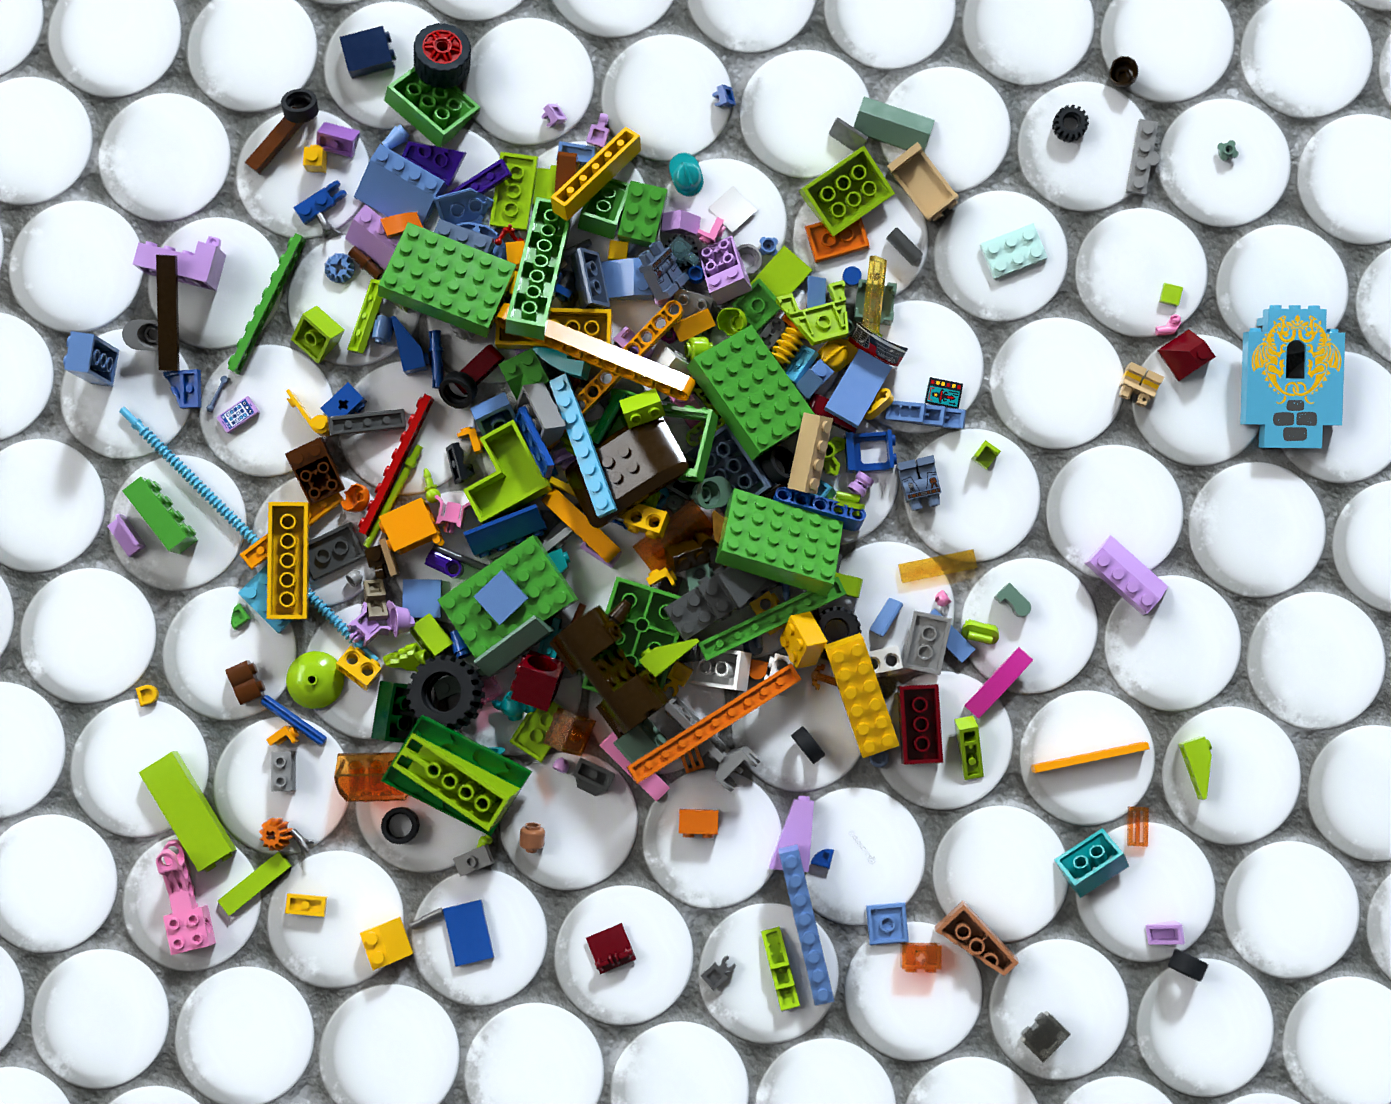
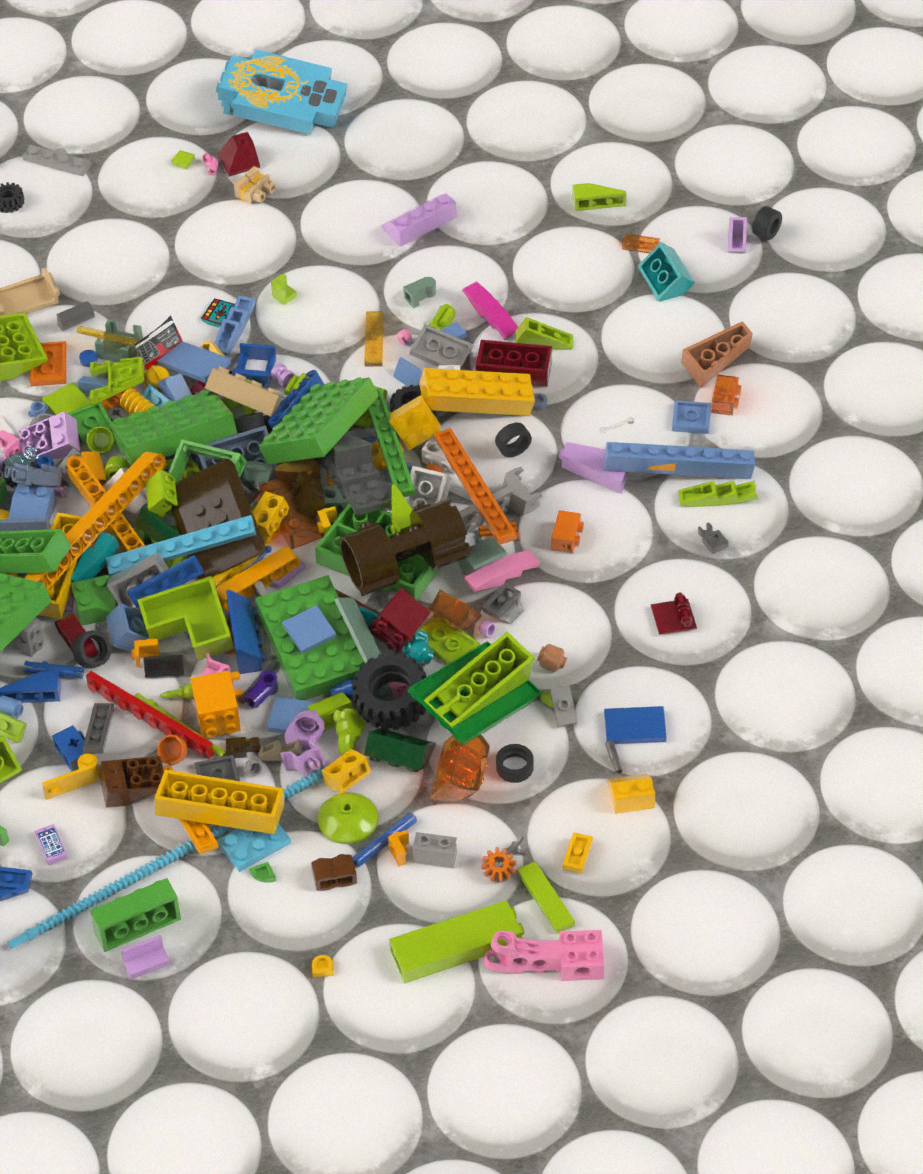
camera: 80 degrees left, 35 degrees down
(224, 379) = (9, 853): sand blue hinge -> none
(389, 558) = (243, 730): tan tile -> none
(817, 676) = (456, 426): clear orange piece -> none
(925, 487) = (294, 336): sand blue hips -> none
(1013, 251) = (107, 250): light aqua plate -> none
(1044, 1036) = (812, 319): clear smoke slope -> none
(1088, 757) = (572, 262): light orange tile -> none
(1224, 155) = (72, 108): sand green plate -> none

